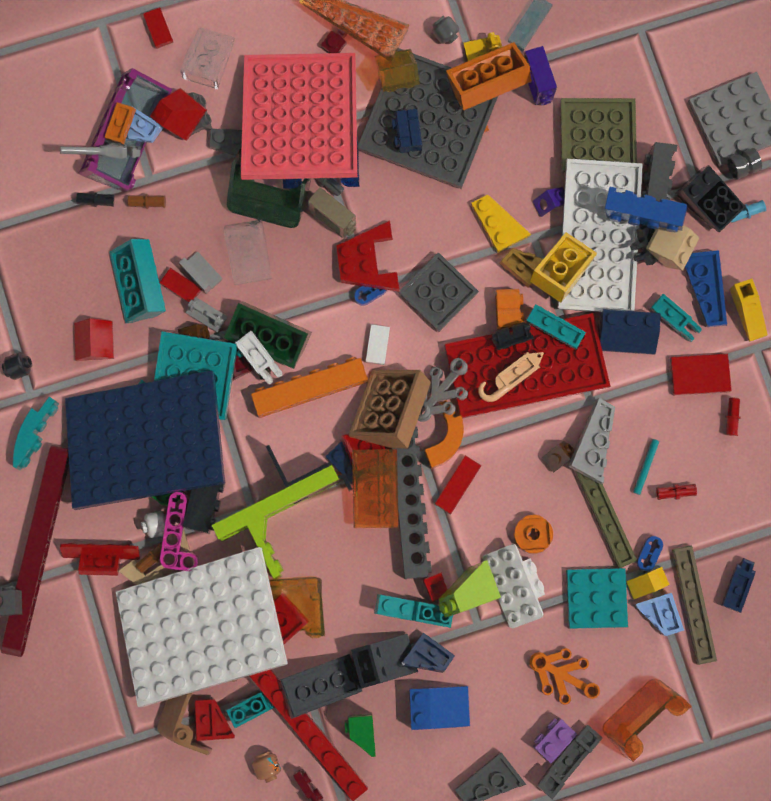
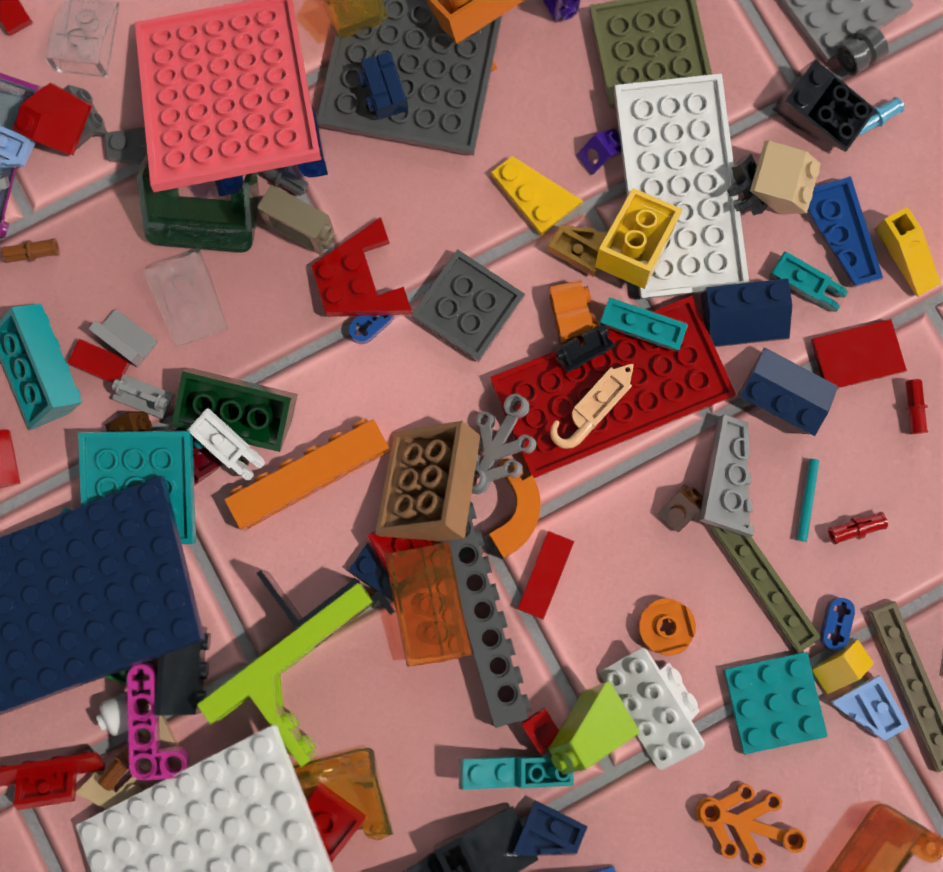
camera: 10 degrees left, 0 degrees up
(377, 344) = (395, 395): white tile -> none
(645, 210) = (740, 136): blue wedge -> none
(646, 390) = (788, 391): none -> dark blue slope
(659, 169) = (747, 96): dark grey wedge -> none

